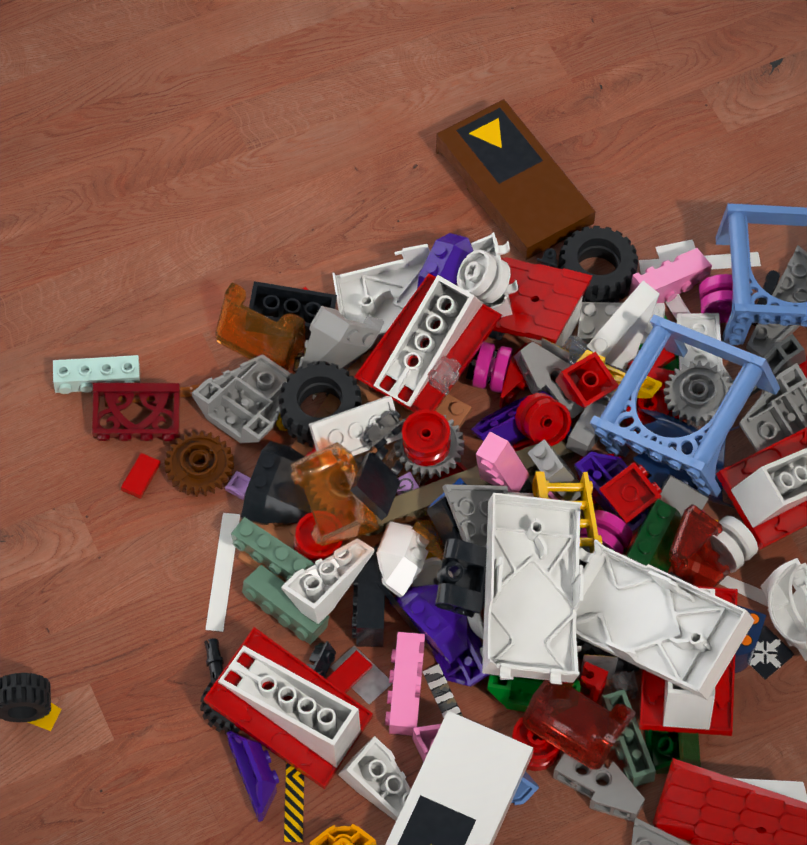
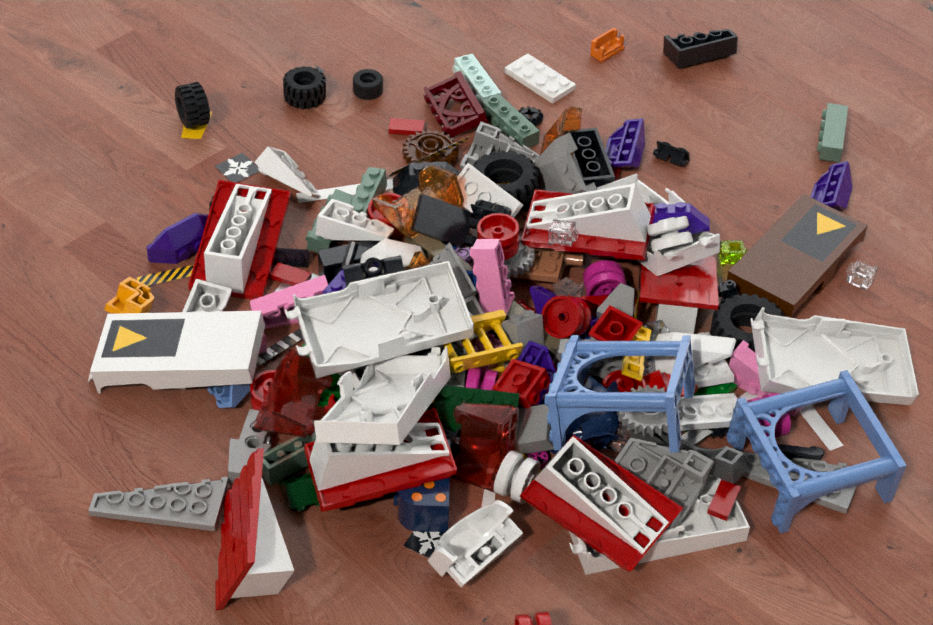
camera: 70 degrees right, 15 degrees down
(26, 547) = (304, 87): none -> black tyre
(53, 503) = (367, 84): none -> black tyre
(89, 218) = (607, 45): none -> orange hinge
(112, 307) = (540, 78): none -> white plate
(134, 680) = (237, 168): none -> sticker
(139, 134) = (700, 48): none -> black wedge
(166, 634) = (283, 168): none -> white wedge
(181, 349) = (536, 115): none -> black gear
(185, 364) = (510, 121): none -> sand green brick
(228, 466) = (432, 155): none -> sticker
(279, 266) = (627, 145): none -> dark purple wedge
(295, 232) = (679, 156): none -> black hinge
(335, 65) = (833, 132): none -> sand green brick
(422, 107) = (834, 186): none -> dark purple wedge
(479, 229) = (731, 251): none -> clear neon green brick
(481, 405) = (568, 288): none -> clear brick
(551, 135) = (861, 274): none -> clear brick
(675, 211) = (816, 350): none -> white piece

